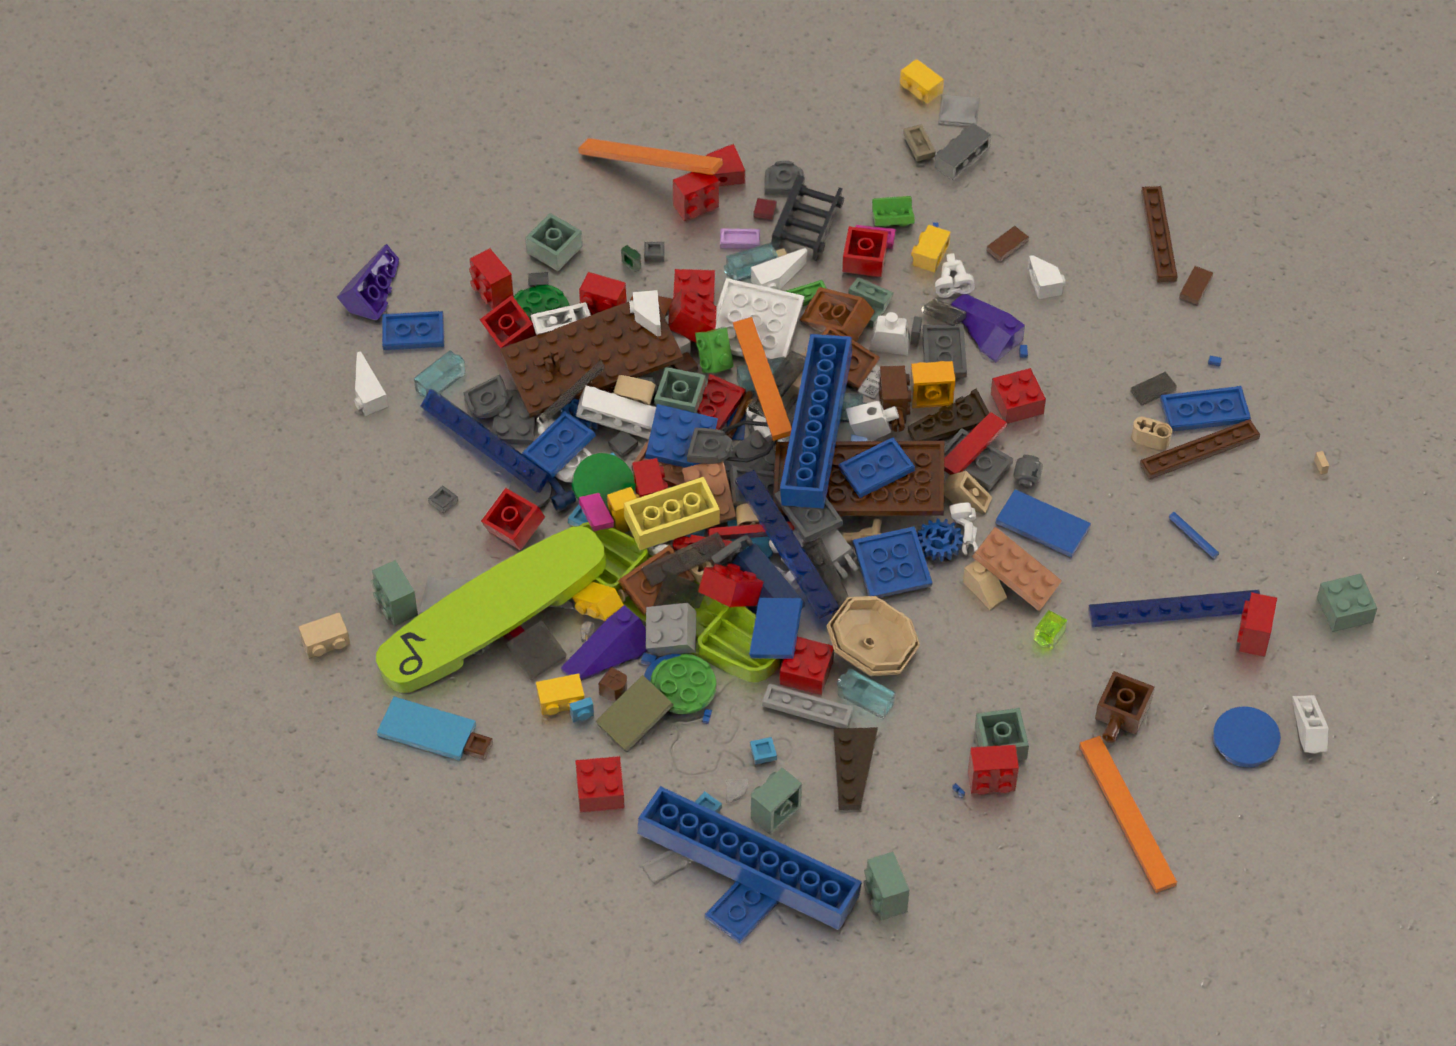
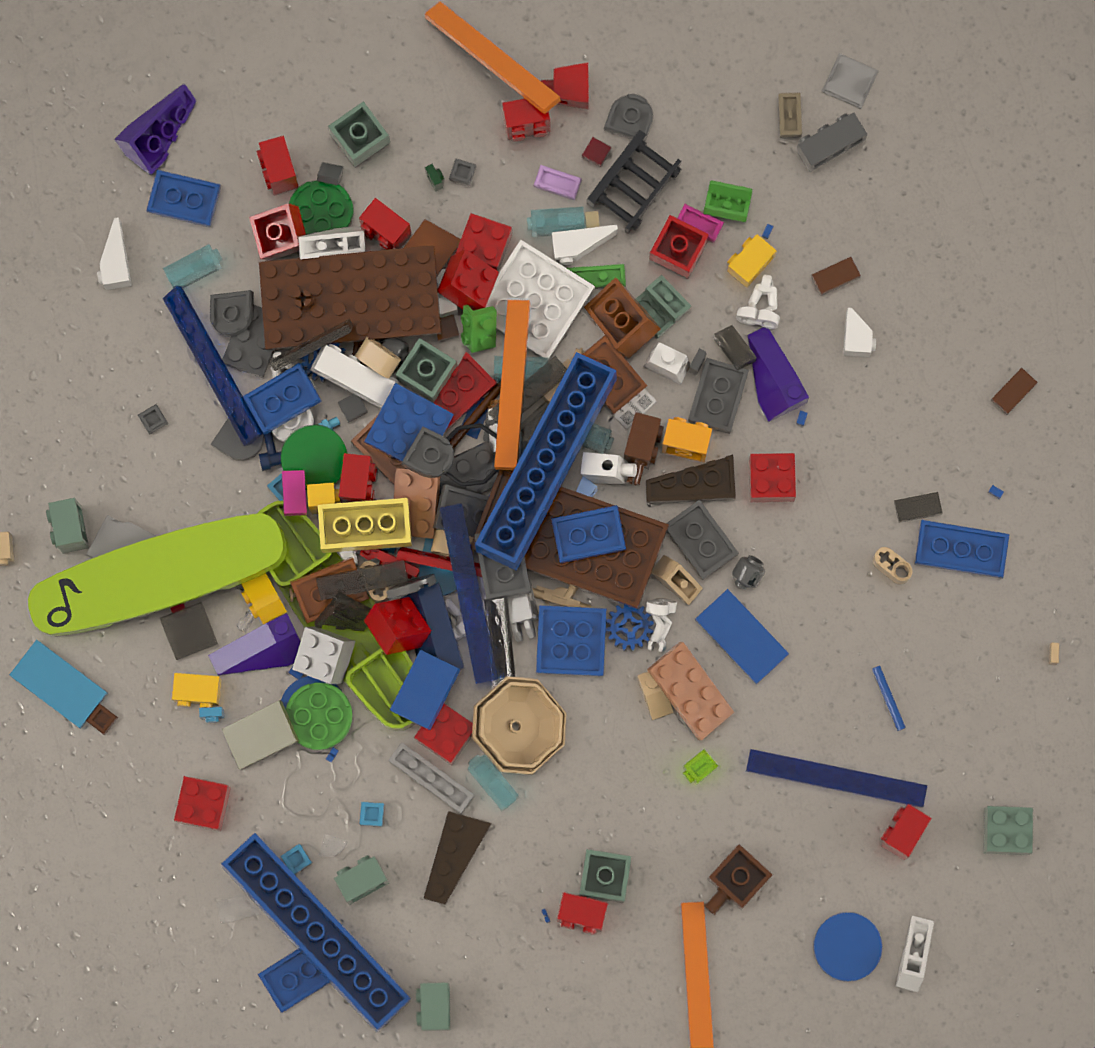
camera: 20 degrees right, 25 degrees up
(513, 519) = (210, 473): red brick -> none
(613, 684) = (251, 696): reddish brown piece -> none
(646, 310) = (417, 272): white slope -> none
(921, 81) = (821, 33): yellow brick -> none
(974, 444) = (703, 526): red tile -> none
(1159, 234) = (1001, 311): reddish brown tile -> none
(1199, 449) = (936, 597): reddish brown tile -> none

